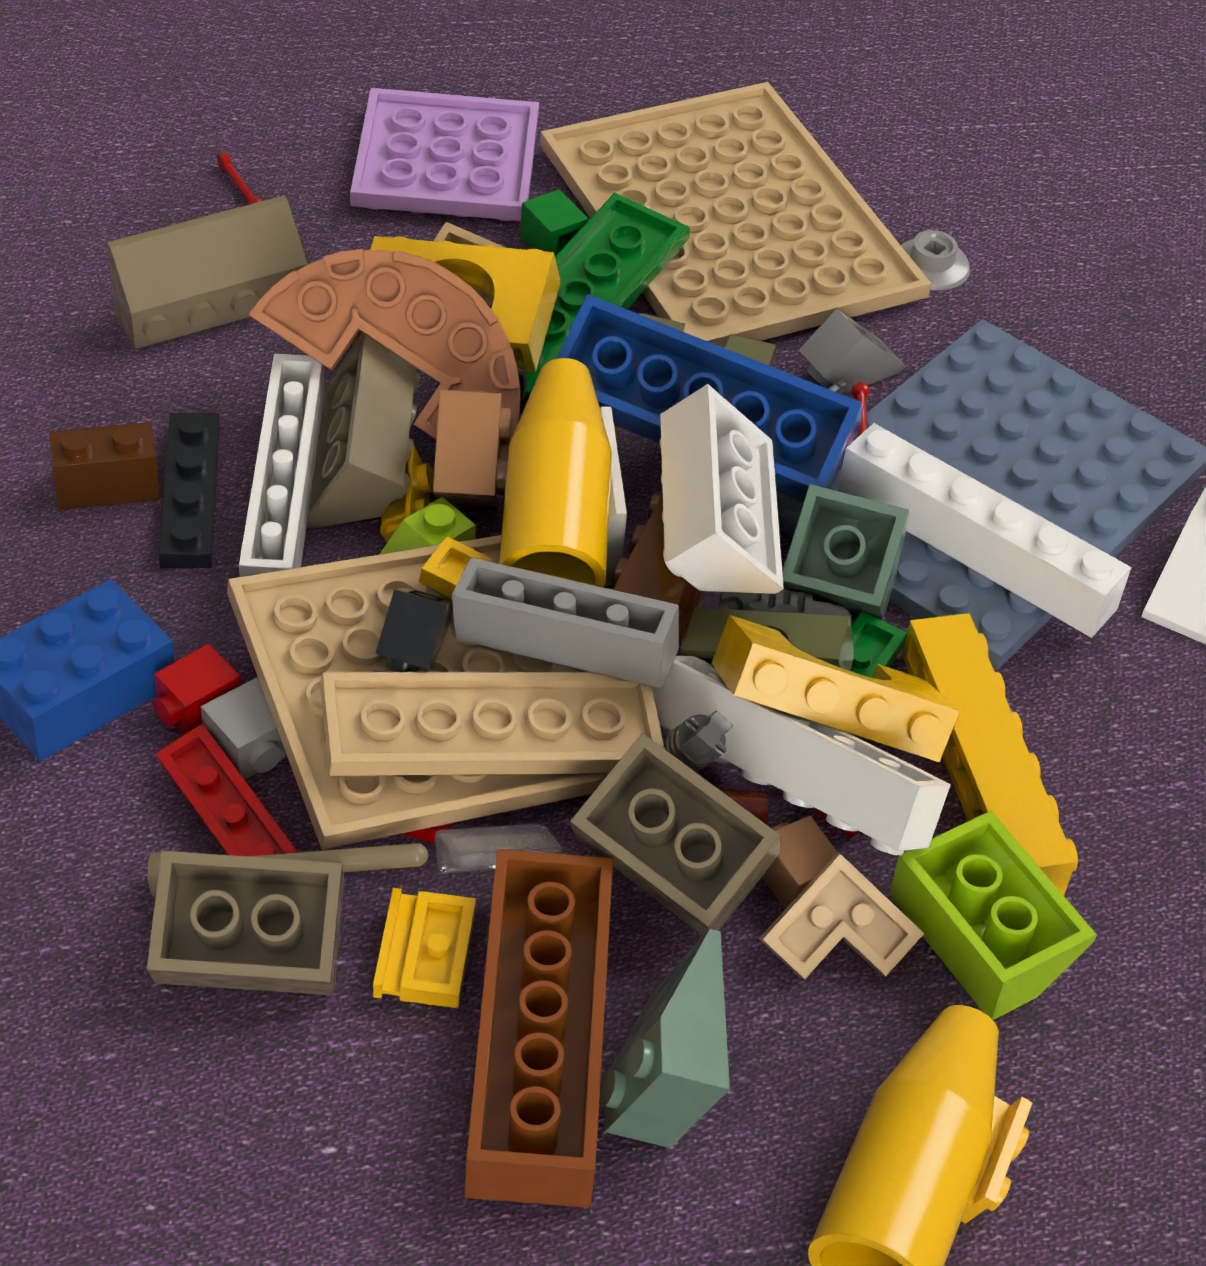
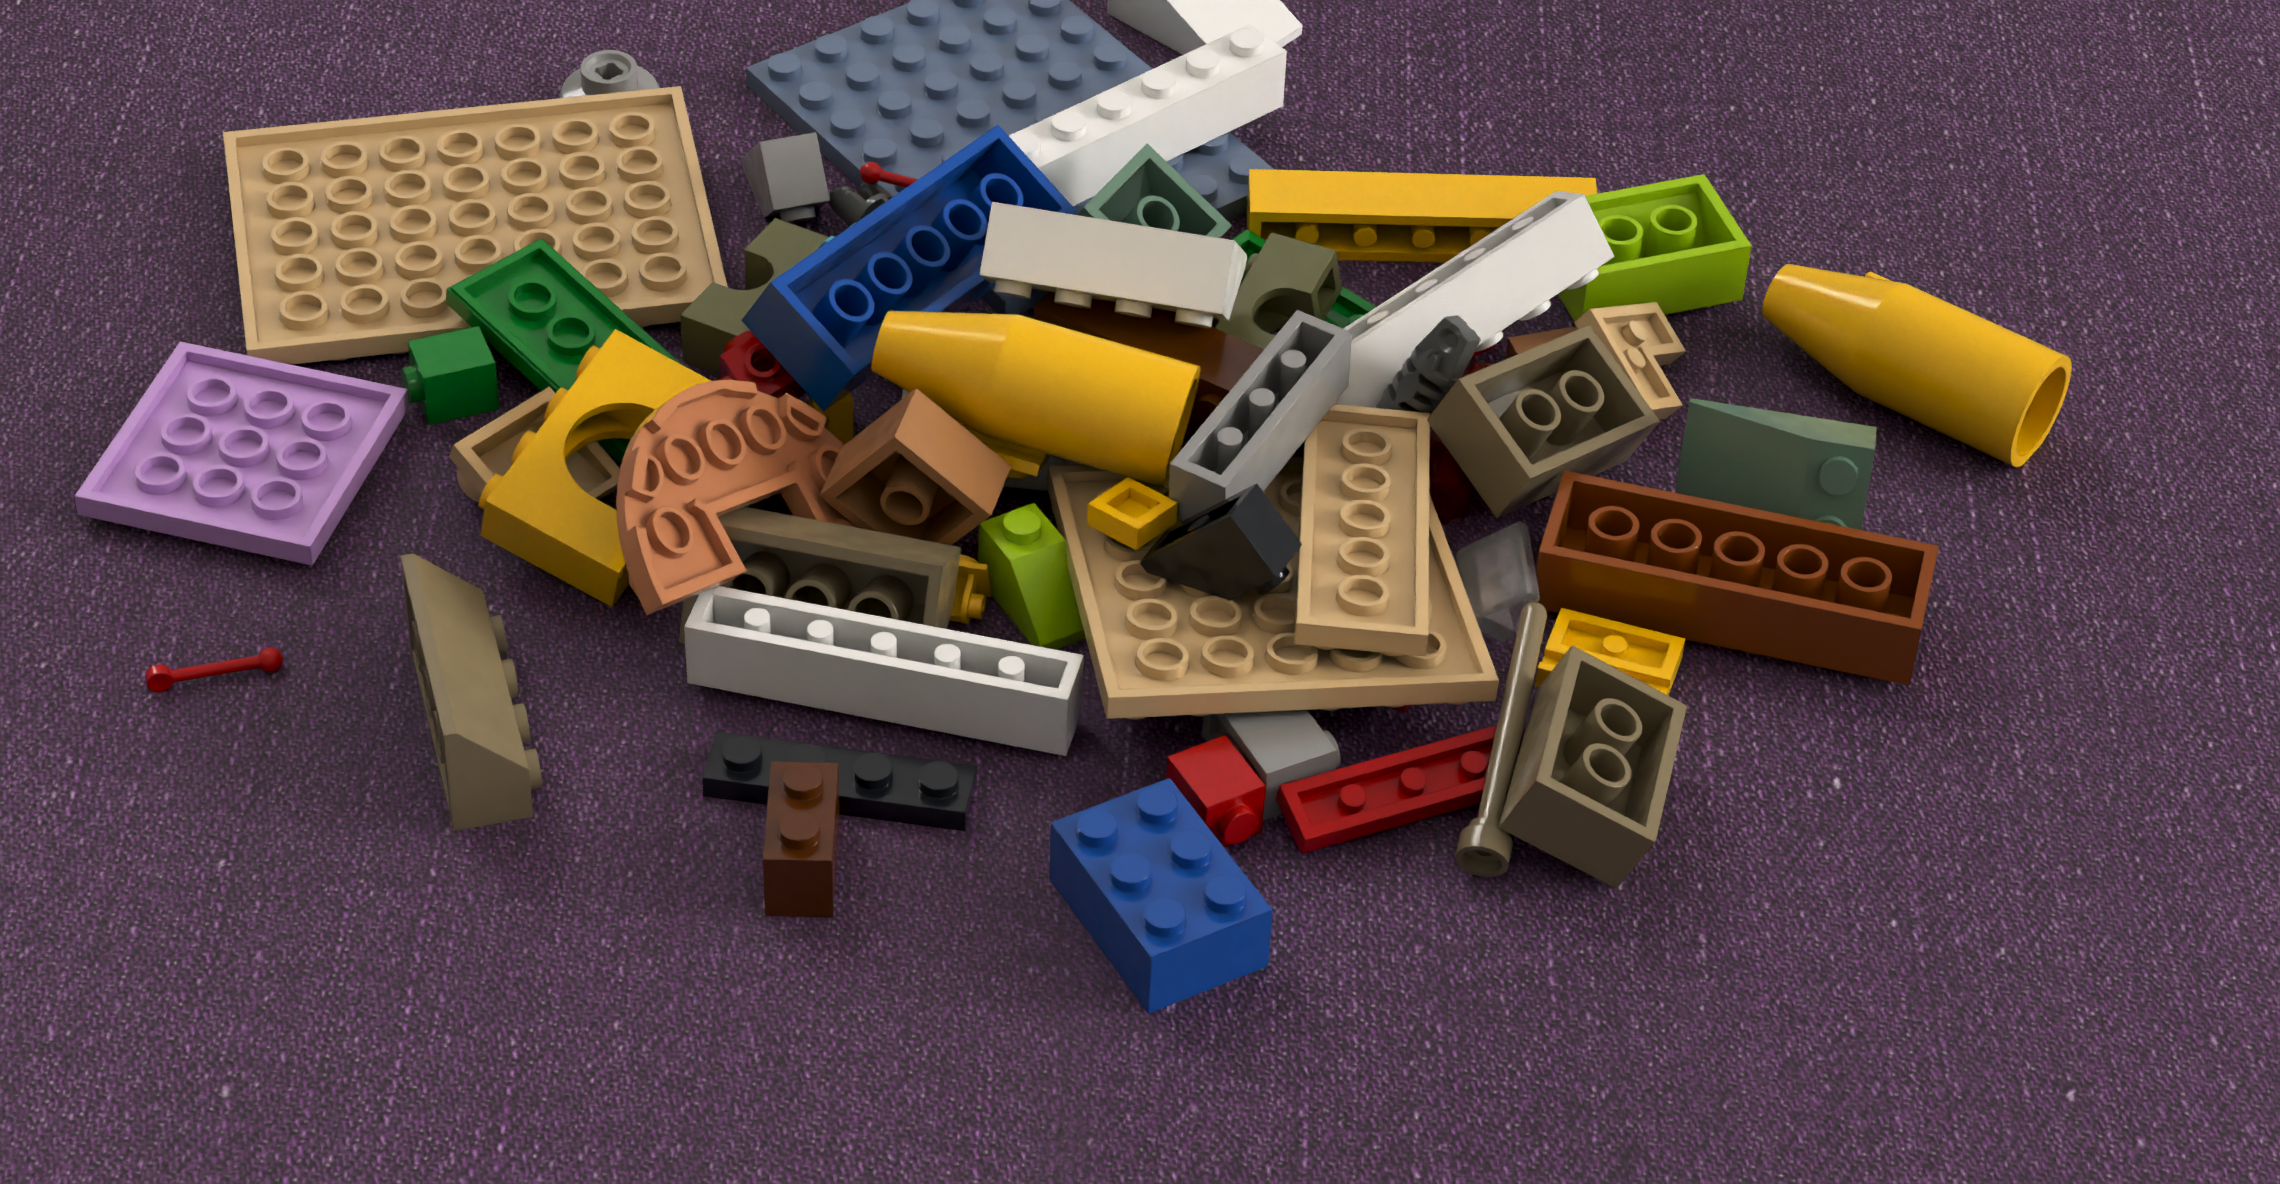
camera: 75 degrees left, 5 degrees down
(885, 708) = (1383, 258): yellow arch -> none

